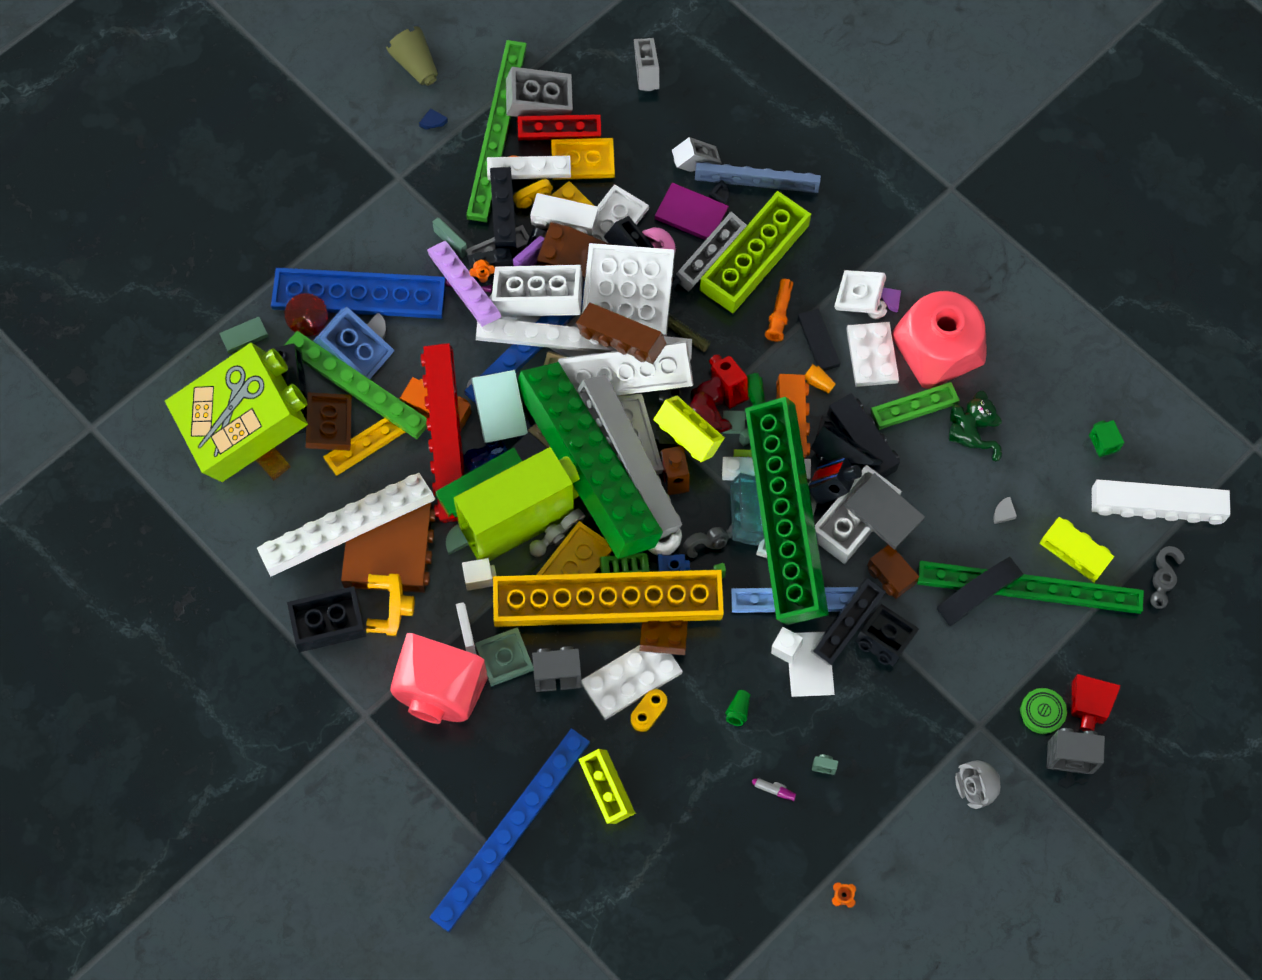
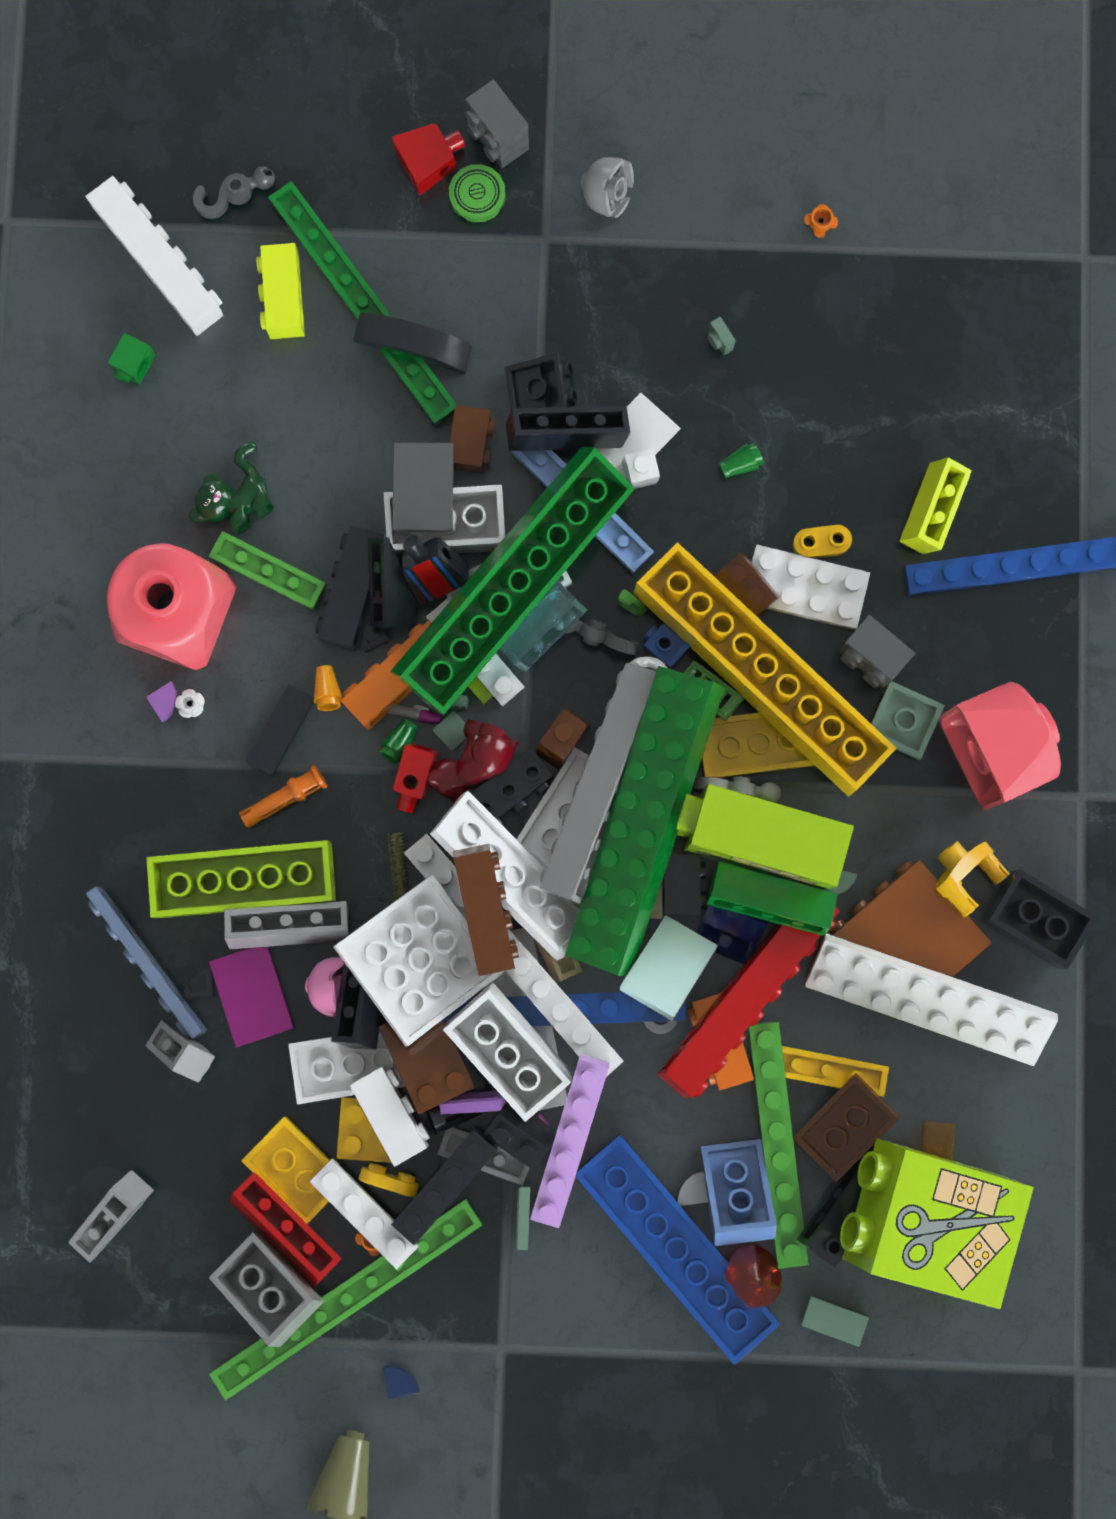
camera: 130 degrees left, 15 degrees up
(465, 627) = (922, 773): white tile -> none
(478, 574) = (853, 815): white brick -> none
(482, 265) = (540, 1133): orange plate -> none
(688, 428) = (519, 748): neon yellow brick -> none
(775, 788) = (783, 364): piece -> none
(860, 291) = (186, 735): white tile -> none
(872, 354) = (246, 664): white plate -> none
(1004, 511) = (302, 393): light grey tile -> none

